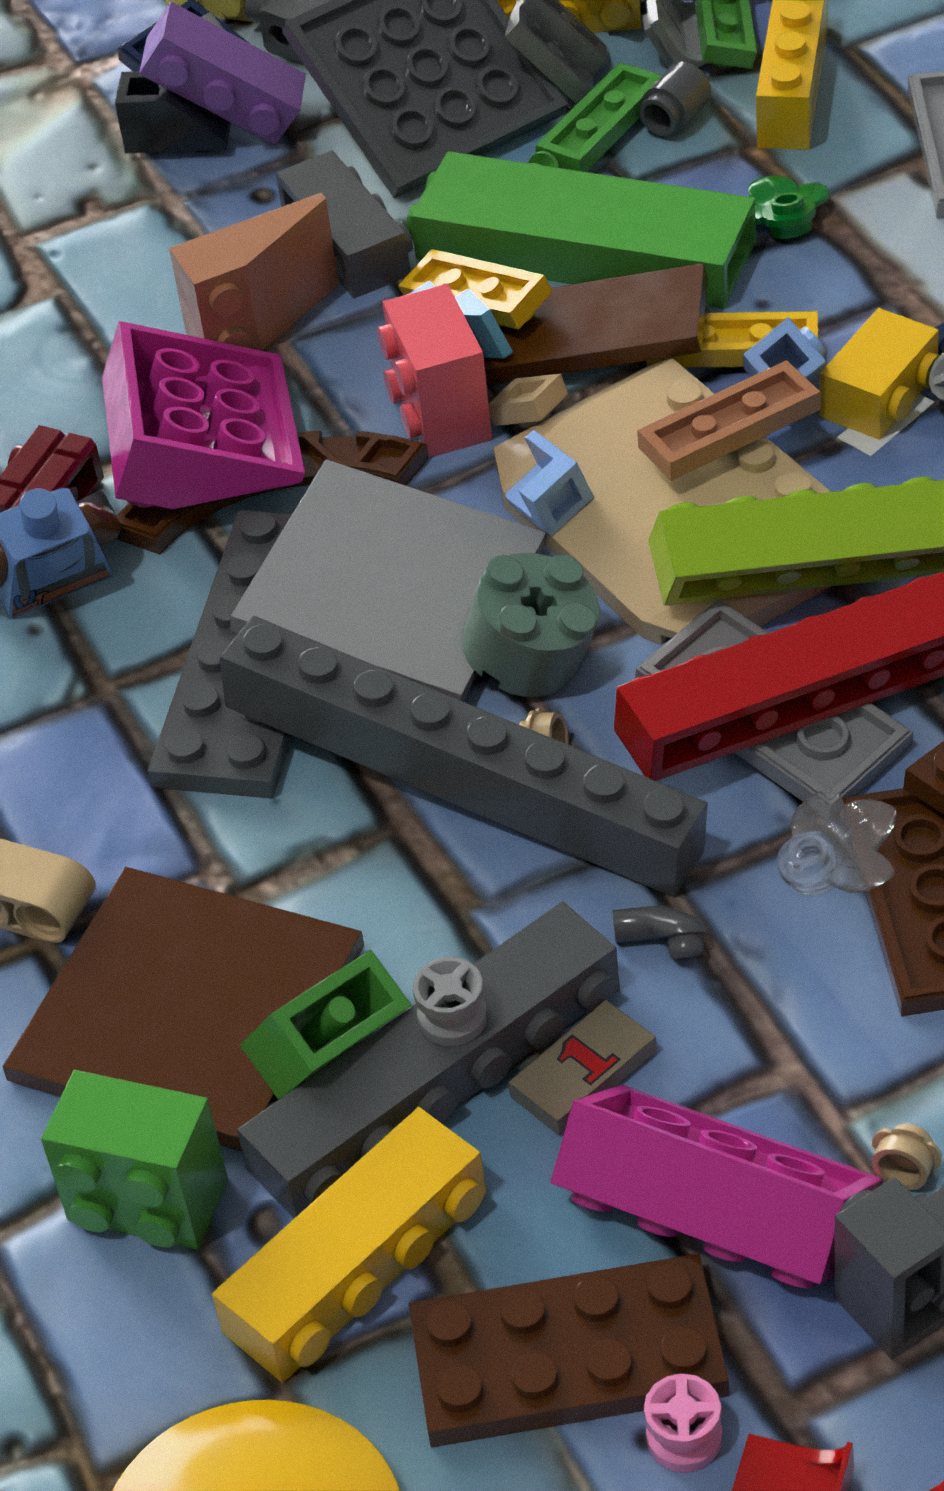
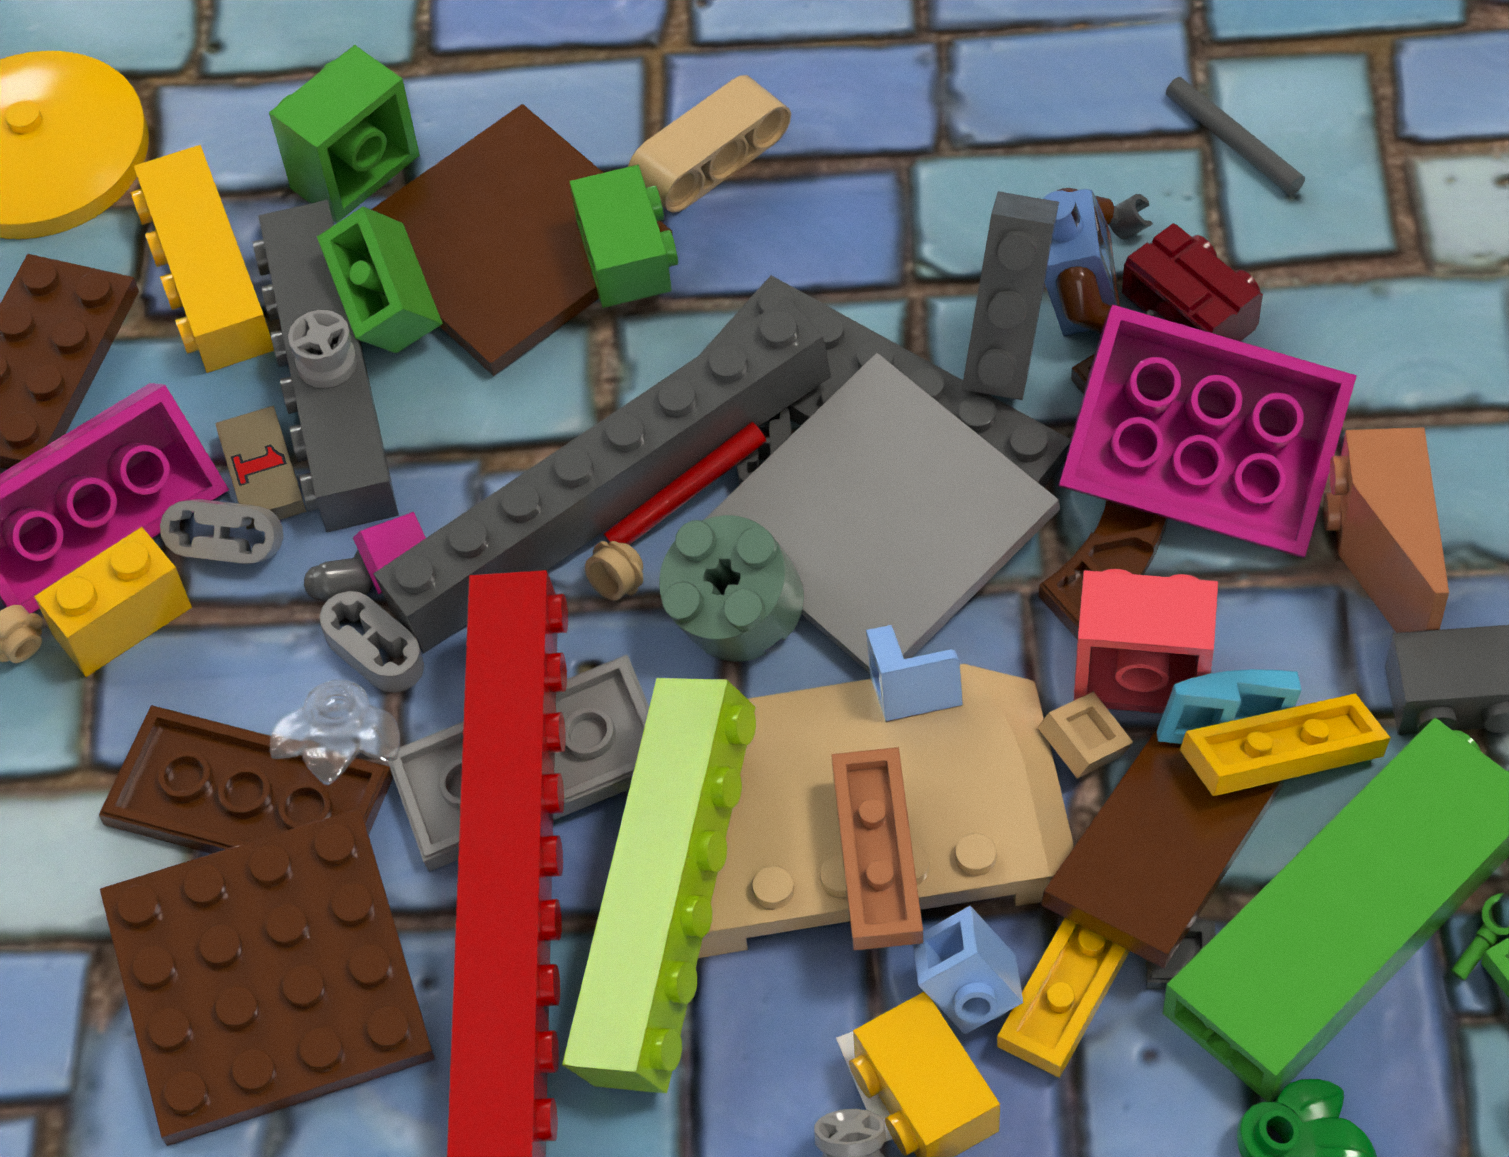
camera: 115 degrees right, 10 degrees up
(136, 530) = (1010, 295): none -> dark grey brick
(168, 868) = (623, 236): none -> bright green brick
(625, 889) = (387, 541): none -> dark pink tile
(683, 1041) = (223, 517): none -> light grey beam
(735, 881) = (380, 632): none -> light grey beam
(820, 1074) = (113, 601): none -> yellow brick

